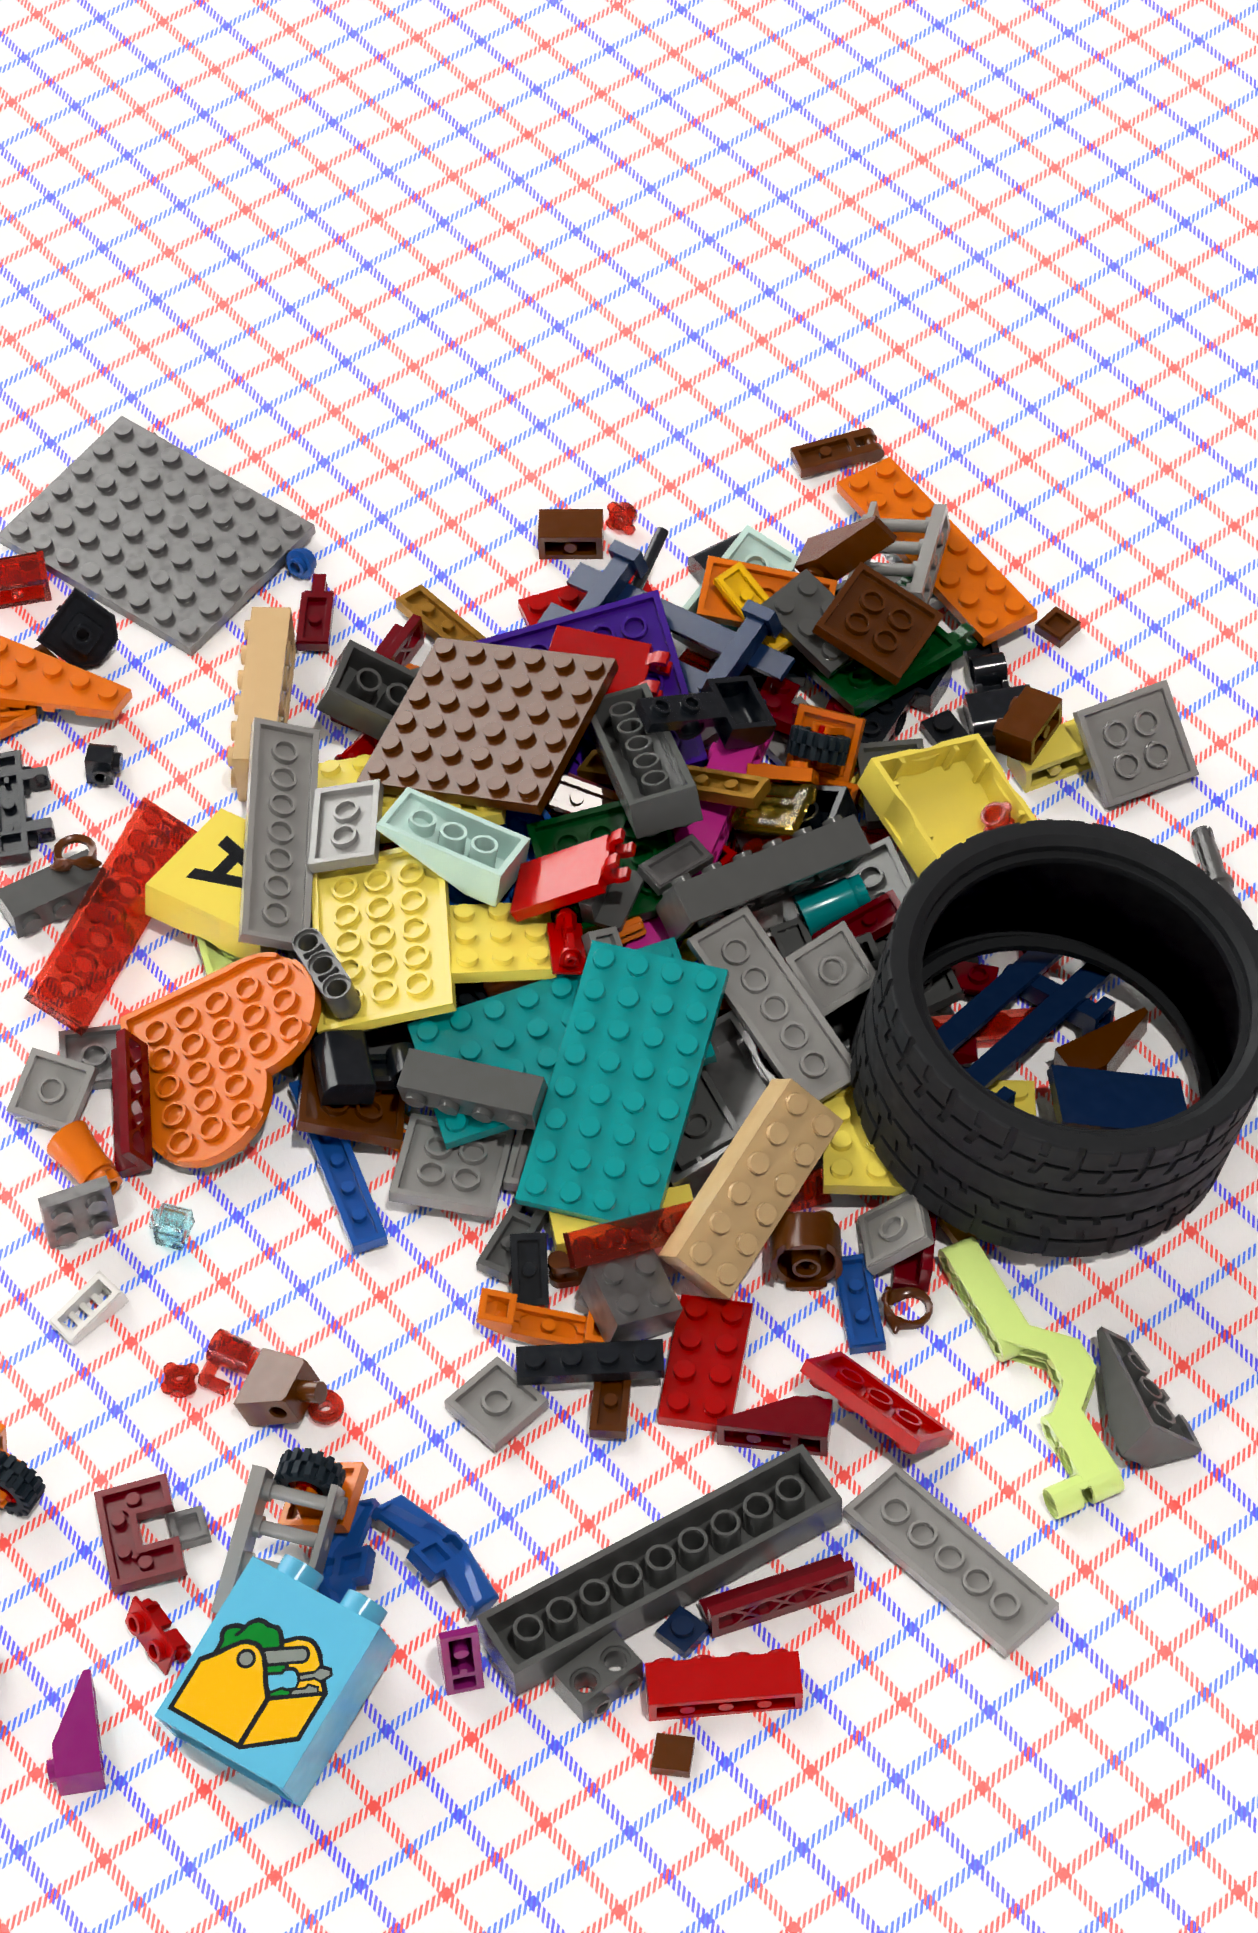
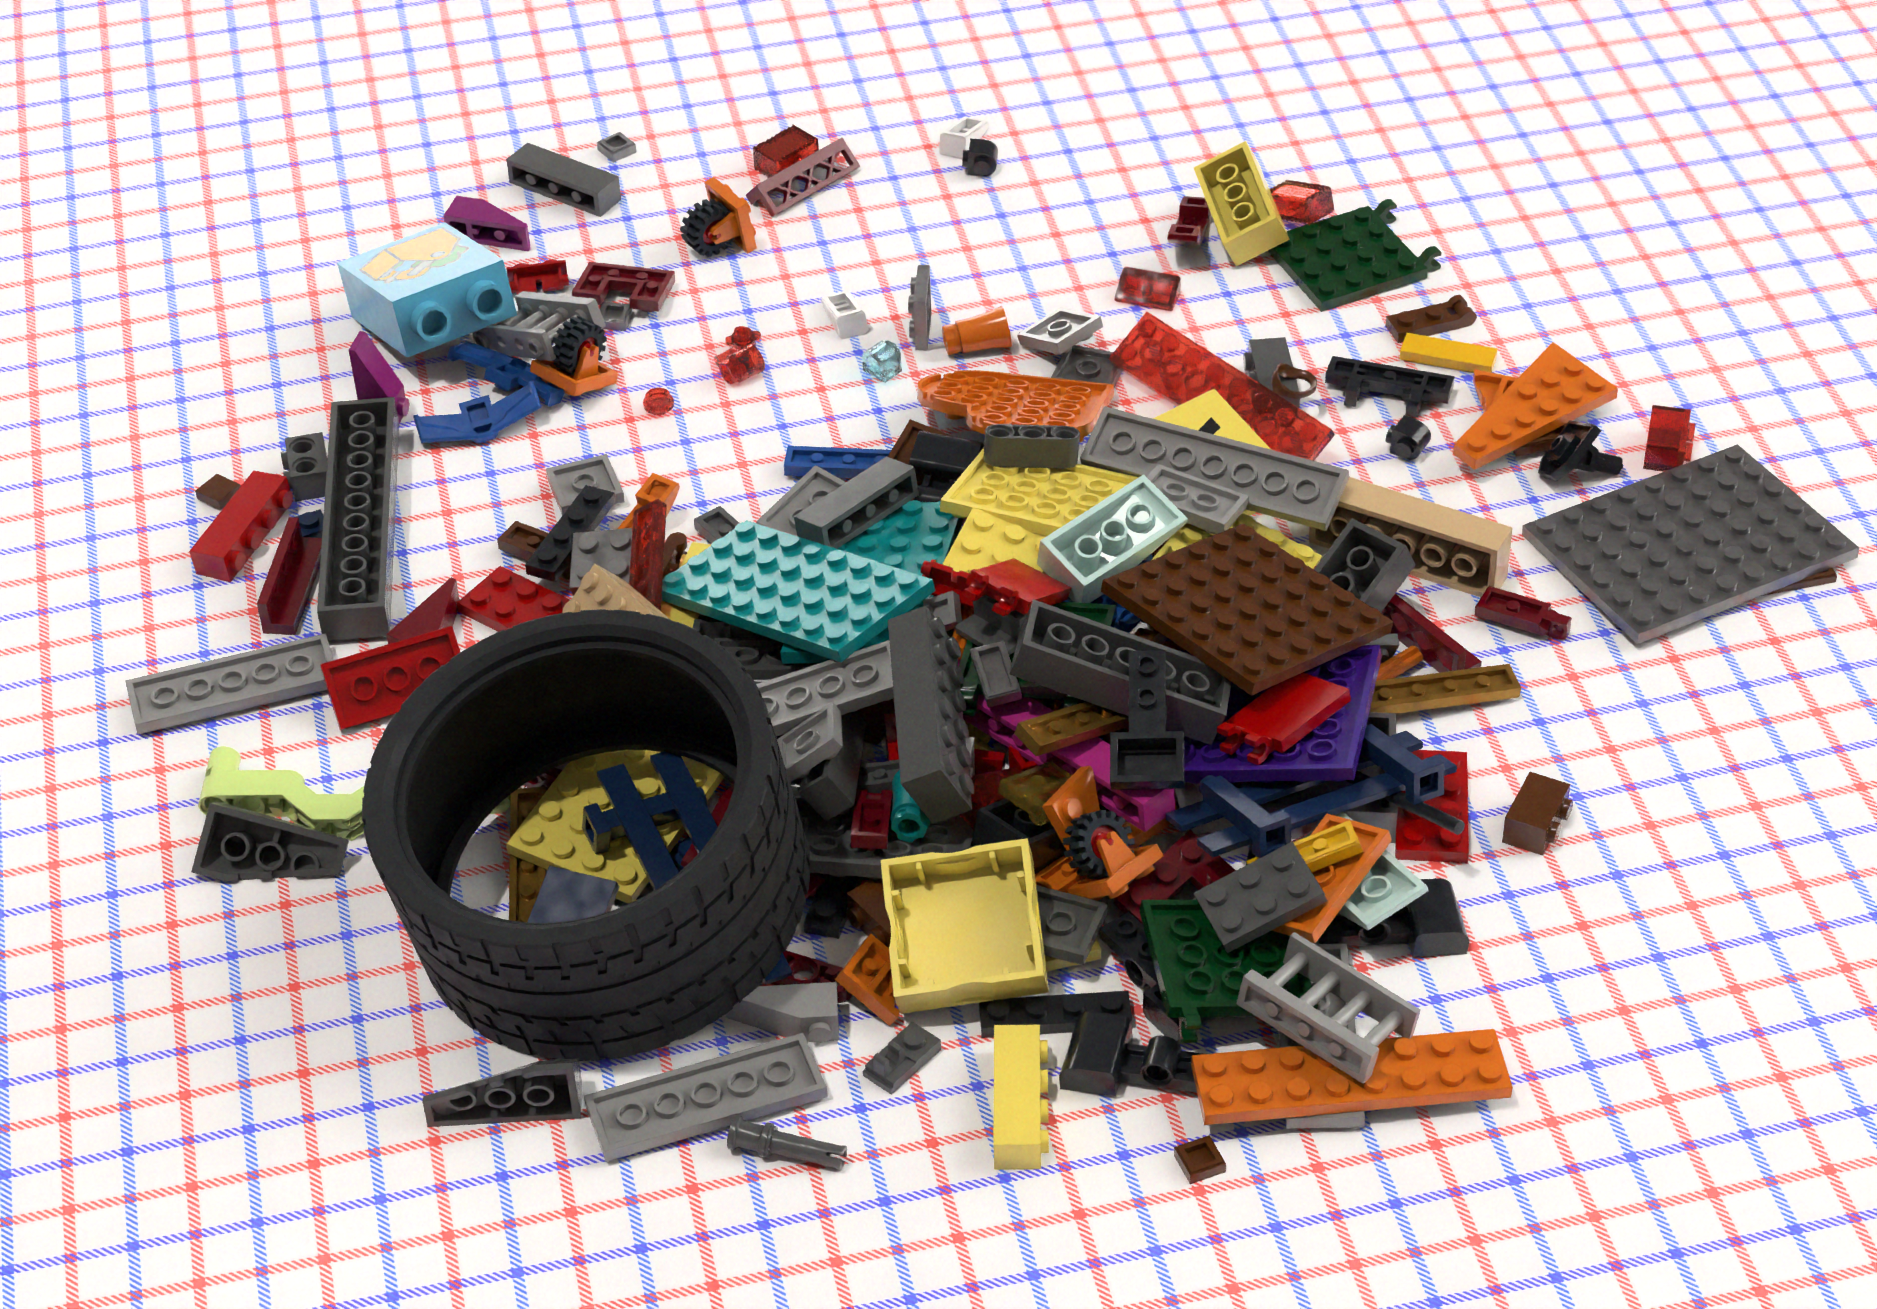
camera: 115 degrees right, 10 degrees down
(131, 1105) = (1008, 362): dark red fence -> none
(279, 1389) = (685, 372): torso -> none
(301, 563) = (1596, 620): blue plate -> none
(530, 1268) = (694, 524): black plate -> none
(626, 512) = (1542, 859): clear red plate -> none
(836, 452) = (1557, 1063): reddish brown plate -> none
(842, 549) = (1349, 941): reddish brown slope -> none
(878, 623) = (1222, 930): reddish brown plate -> none
(996, 815) = (942, 969): clear red plate -> none
(1027, 725) = (1040, 1031): reddish brown brick -> none
(1135, 743) = (972, 1123): light grey plate -> none

